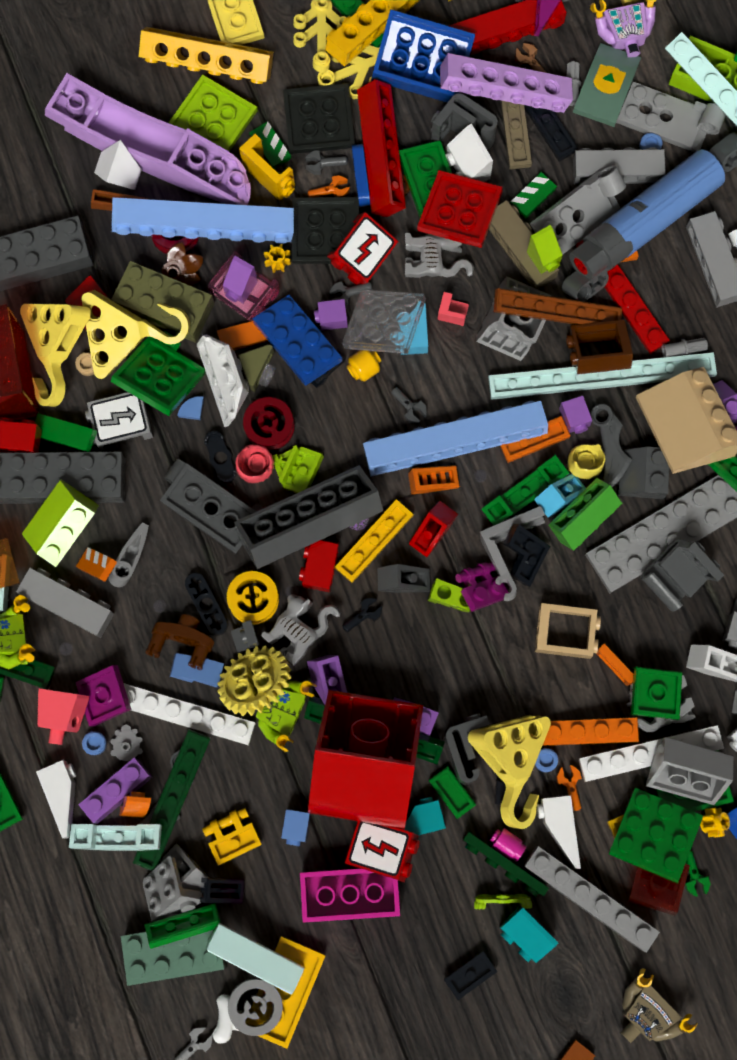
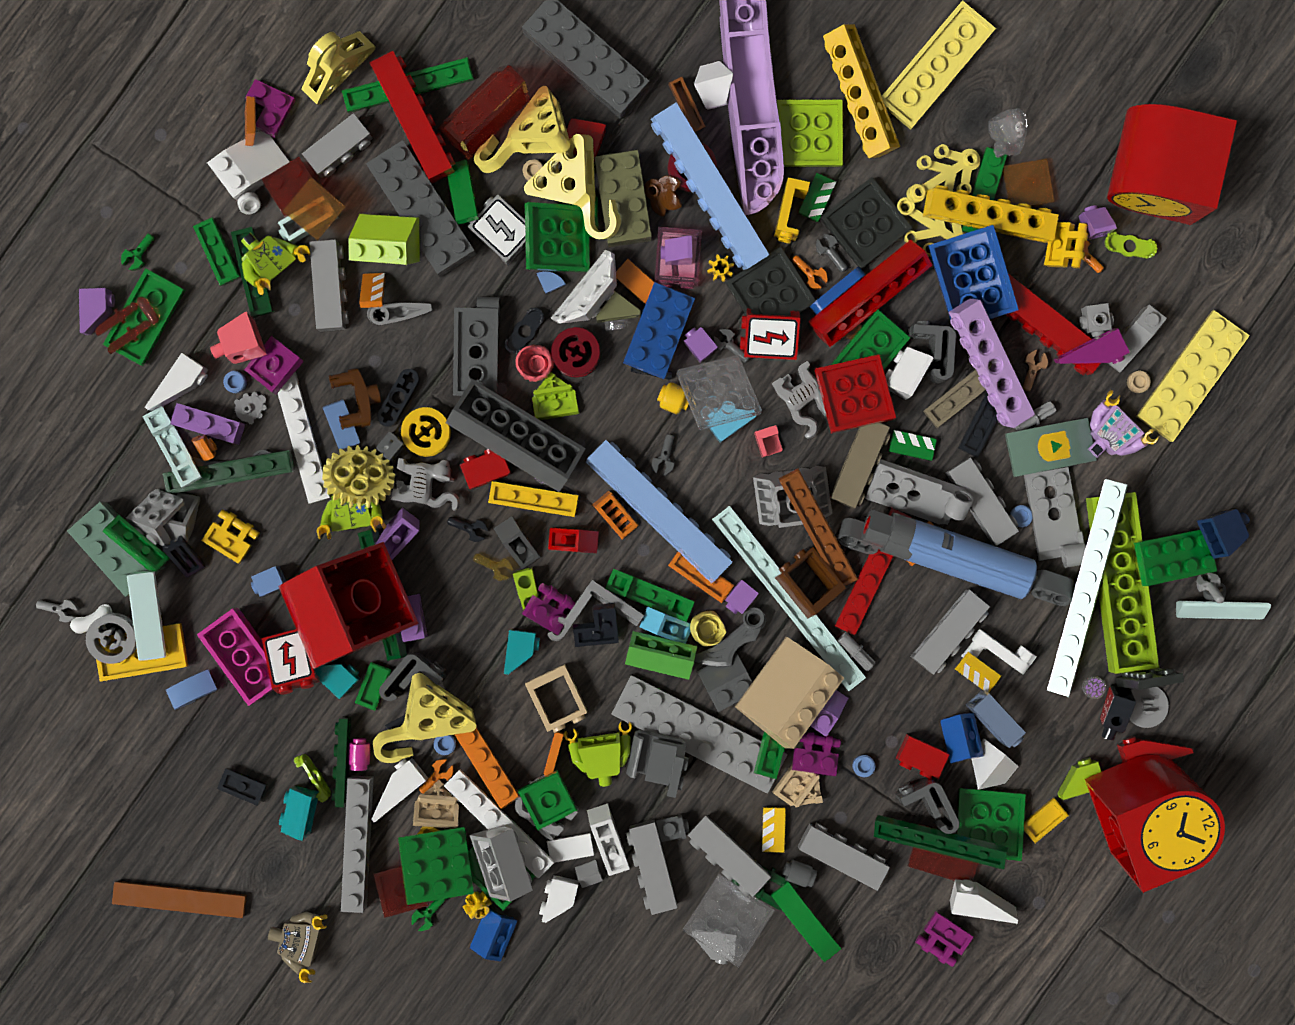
camera: 60 degrees right, 10 degrees up
(349, 965) = (191, 689): none -> medium blue slope
(411, 614) = (494, 566): none -> clear yellow bar
(501, 636) = (520, 648): none -> teal slope
(545, 250) = (859, 488): lime slope -> none
(602, 804) = (436, 808): none -> tan slope
(643, 621) = (601, 754): none -> lime torso
(711, 704) = (570, 847): none -> white tile

